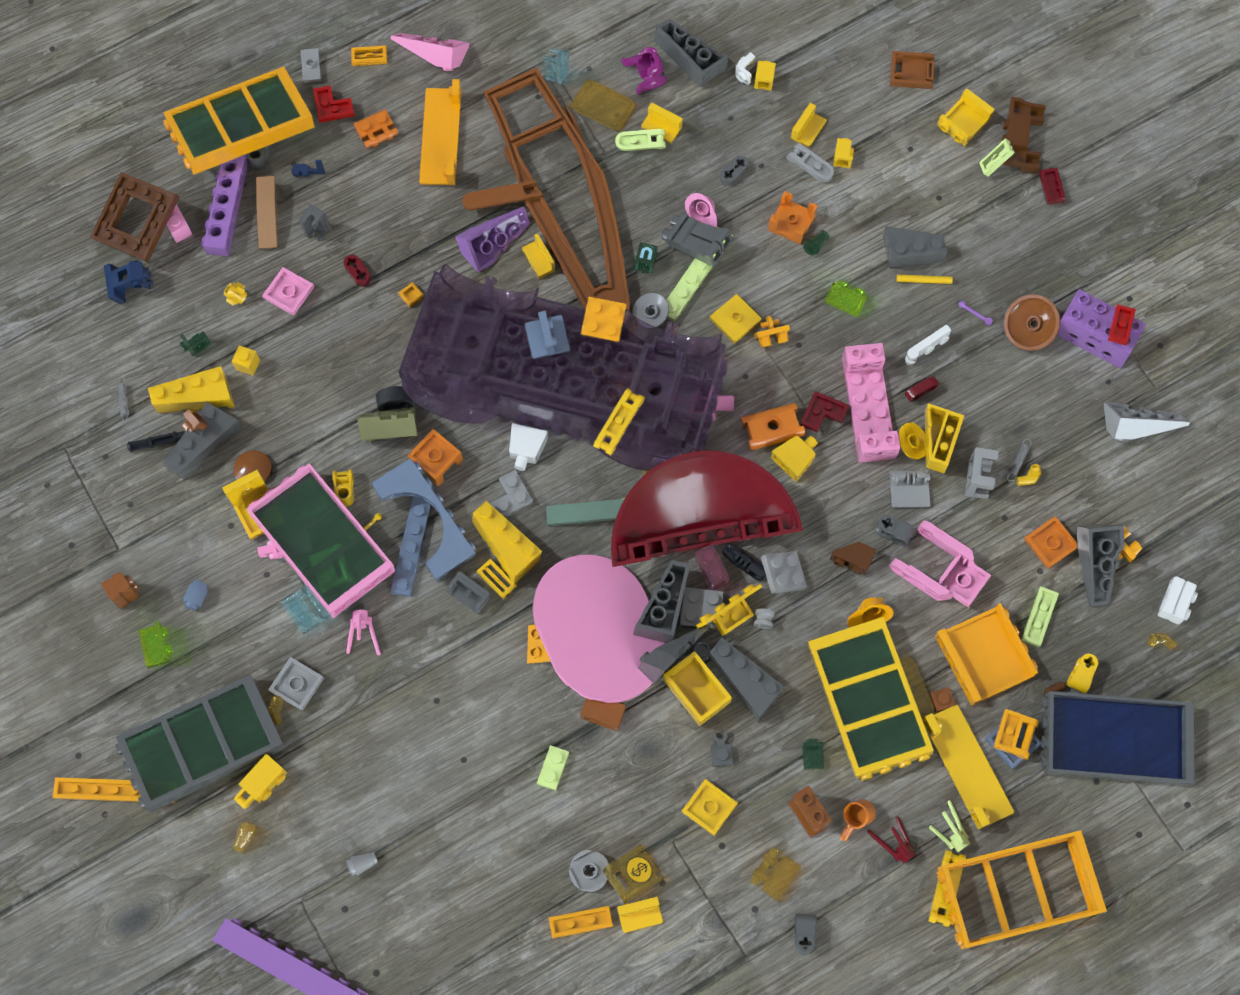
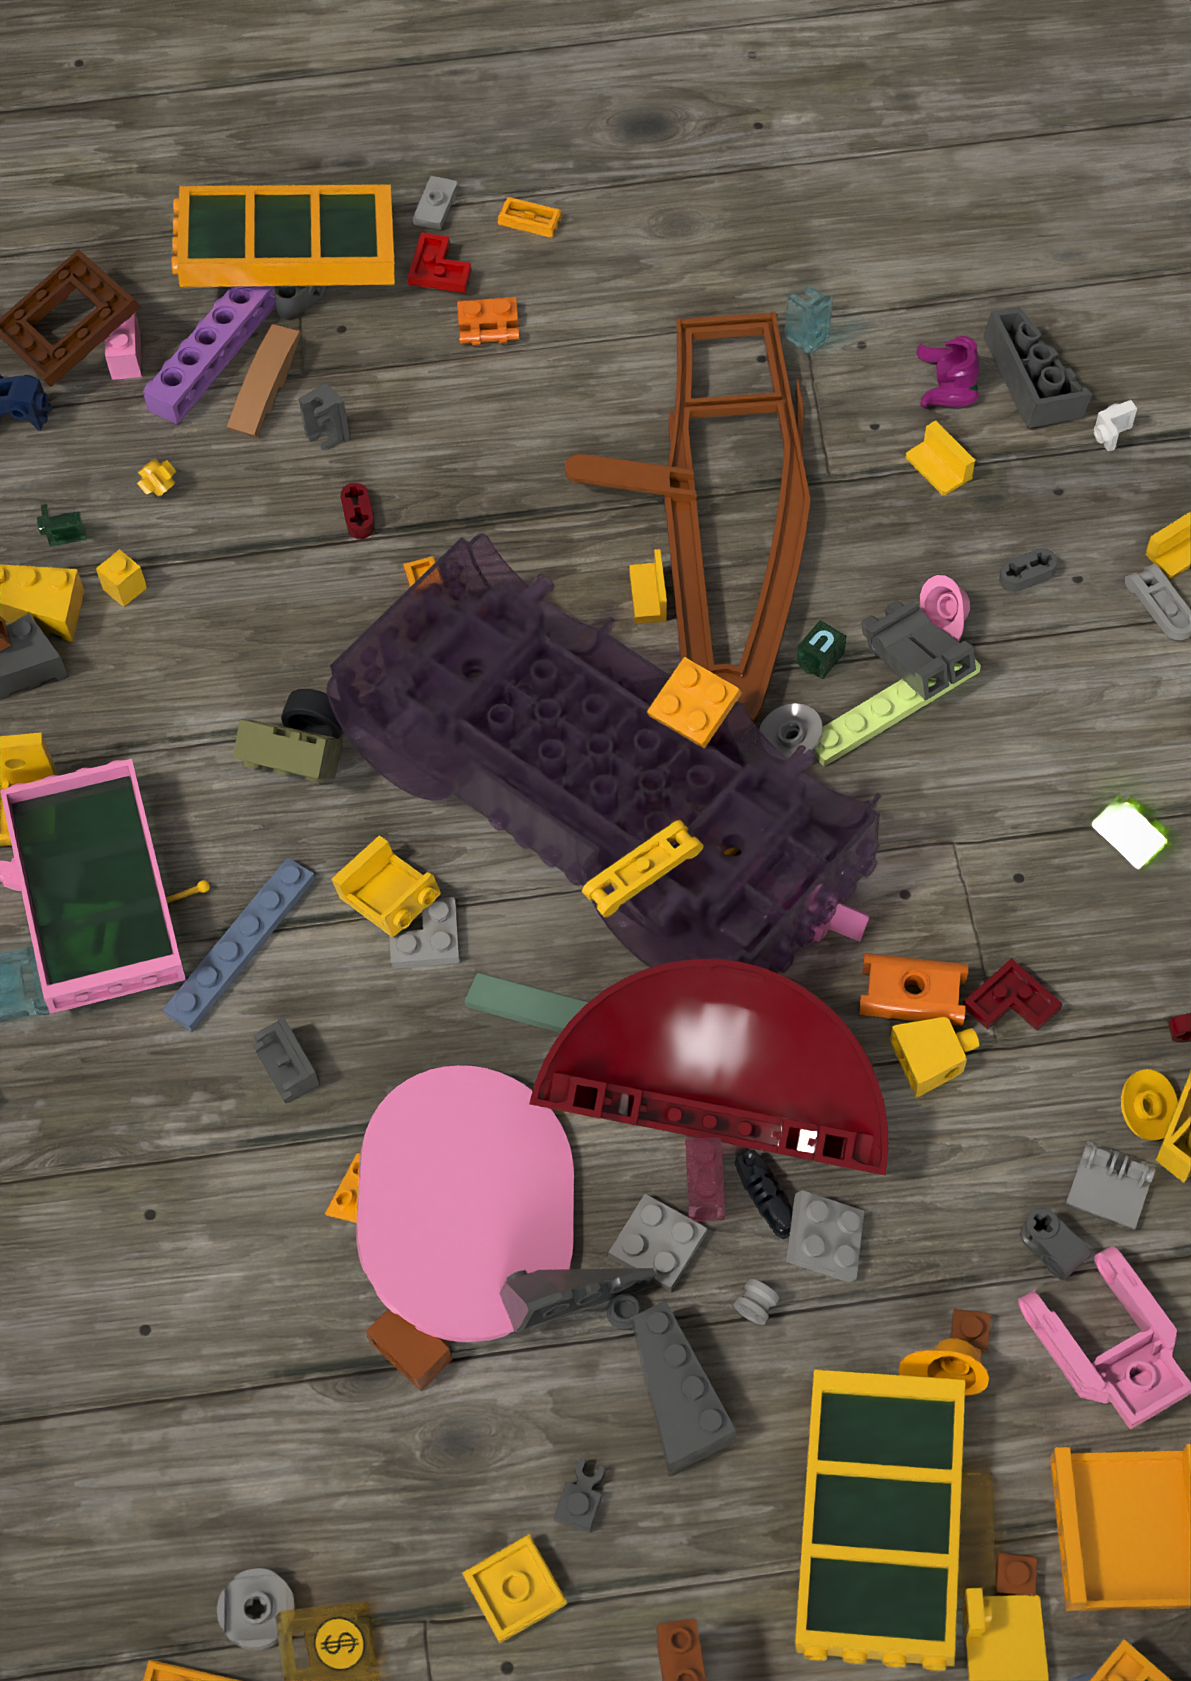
camera: 25 degrees right, 10 degrees down
(250, 462) = (60, 734): dark orange dish -> none
(288, 291) = (238, 503): bright pink plate -> none
(305, 171) = (352, 342): dark blue piece -> none
(344, 483) = (172, 815): yellow piece -> none
(360, 621) = (90, 1036): bright pink plant -> none
(408, 481) = (294, 979): sand blue arch -> none
(435, 456) = (333, 825): orange panel -> none
(439, 53) = (631, 240): bright pink wedge -> none
(440, 135) = (582, 361): light orange bracket -> none
(478, 479) = (385, 887): none -> yellow panel
(487, 241) = (581, 536): medium lavender wedge -> none
(506, 542) = (384, 1008): yellow wedge -> none
(507, 589) = (350, 1082): yellow tile -> none
(526, 445) = (490, 864): white torso -> none
(547, 336) = (591, 695): sand blue bracket -> none
(553, 768) = (282, 1405): yellowish green plate -> none
(603, 105) = (859, 403): clear yellow piece -> none
(640, 140) = (894, 472): yellowish green plate -> none
(663, 609) = (587, 1213): dark grey wedge -> none
(697, 688) = (585, 1371): yellow piece -> none
(733, 614) = (702, 1270): yellow bracket -> none
(735, 318) = (928, 797): yellow plate -> none
(764, 75) = (1141, 444): yellow brick -> none
(764, 336) = (964, 838): light orange hips -> none
(792, 219) = (1092, 676): orange panel -> none
(813, 754) = (738, 1574): clear green bracket -> none
(815, 243) = (1114, 726): clear green cone -> none
(854, 556) = (962, 1259): reddish brown slope -> none
(869, 403) = (1099, 1014): bright pink plate -> none
(872, 589) = (971, 1327): none -> dark orange plate

